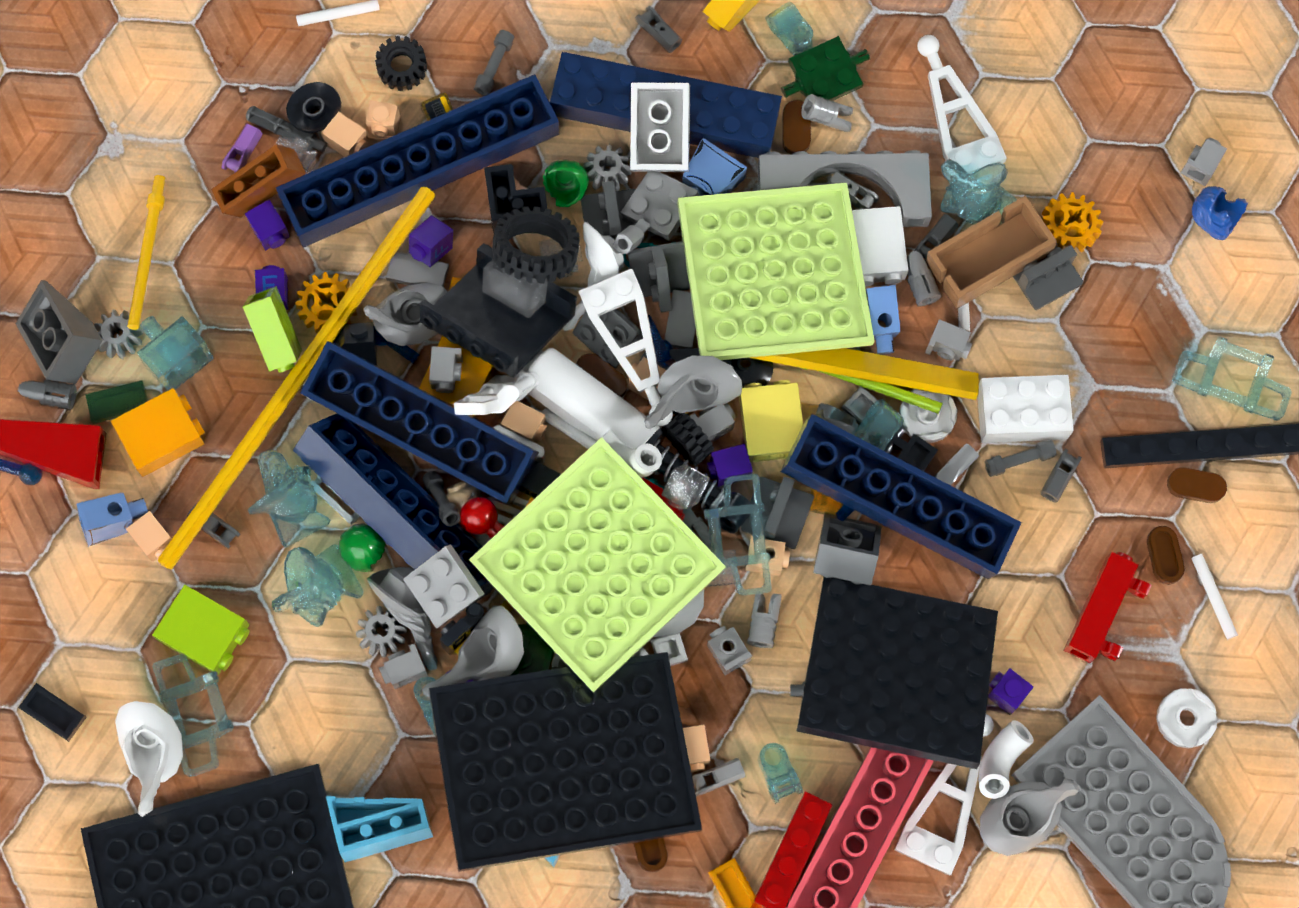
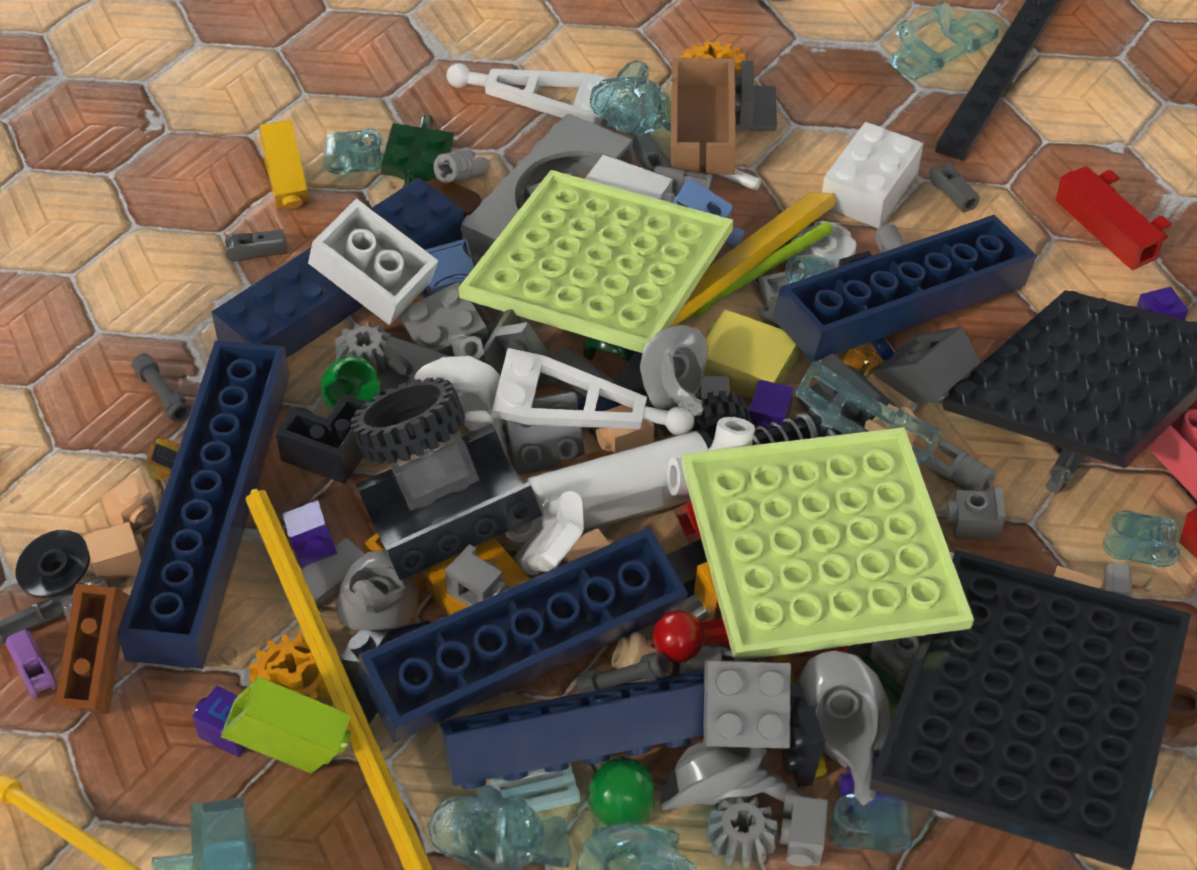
camera: 55 degrees left, 25 degrees down
(267, 225) = (147, 684): dark purple brick -> none
(396, 49) = (79, 447): black tyre -> none
(567, 429) = (643, 515): white bar -> none
(685, 487) = (782, 425): clear brick -> none
(949, 341) = (762, 193): light grey brick -> none
(1043, 450) = (914, 219): dark grey bar -> none
(1165, 555) = (1073, 156): reddish brown tile -> none
(1196, 485) = (1025, 109): reddish brown tile -> none
(1214, 596) = (1140, 146): white bar -> none

